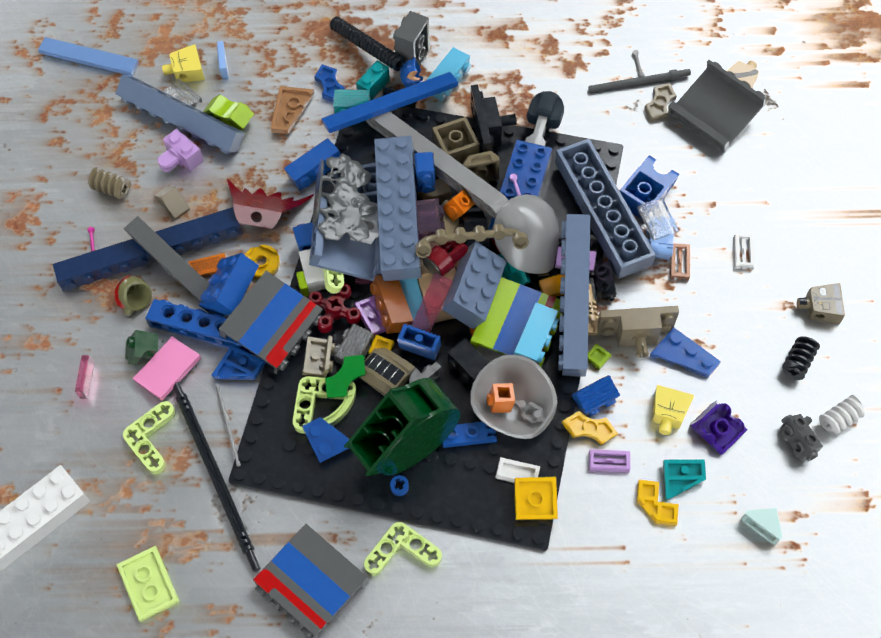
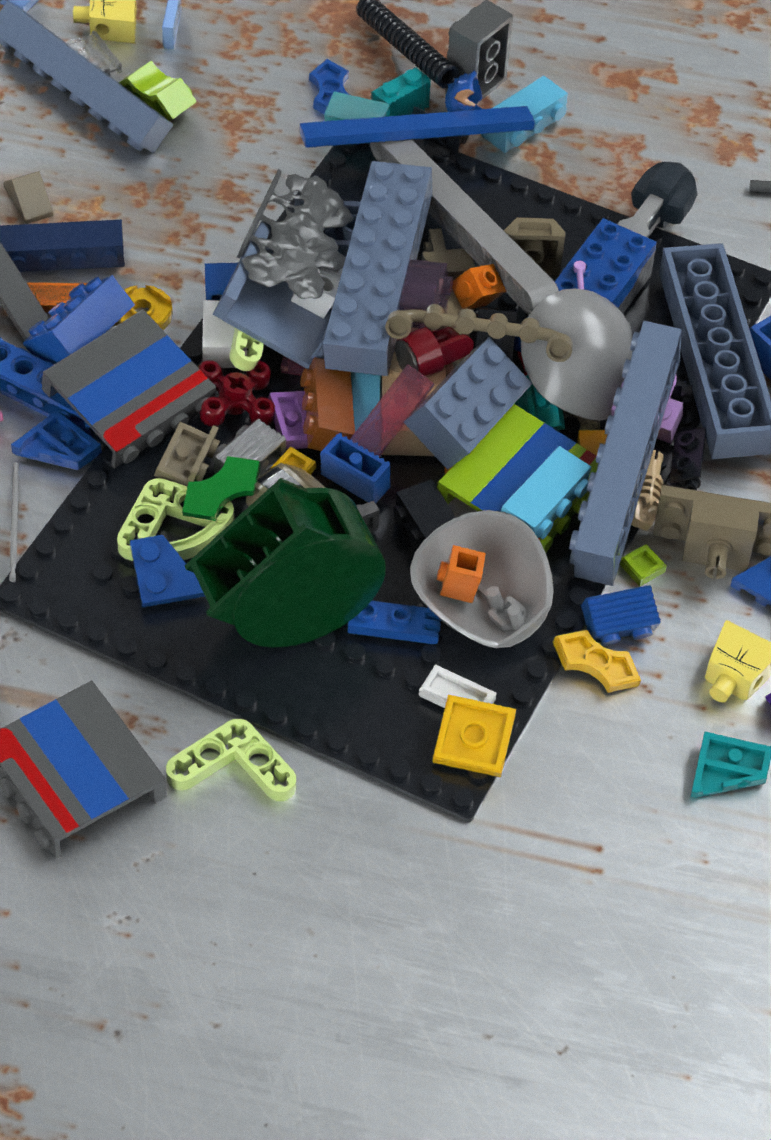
camera: 10 degrees right, 10 degrees down
(179, 152) = (62, 128): lavender brick -> none
(268, 206) = (176, 235): dark red piece -> none
(289, 107) = (255, 107): medium nougat wing -> none
(302, 284) = (195, 346): lime tile -> none
(305, 168) = (245, 193): blue brick -> none
(397, 492) = (259, 657): blue bush -> none
(425, 172) = (439, 227): blue brick -> none
(456, 139) = (506, 196): dark tan brick -> none
(487, 120) = (566, 183): black brick -> none
(609, 468) = (614, 721): lavender tile -> none
(659, 512) = (673, 809): yellow tile -> none

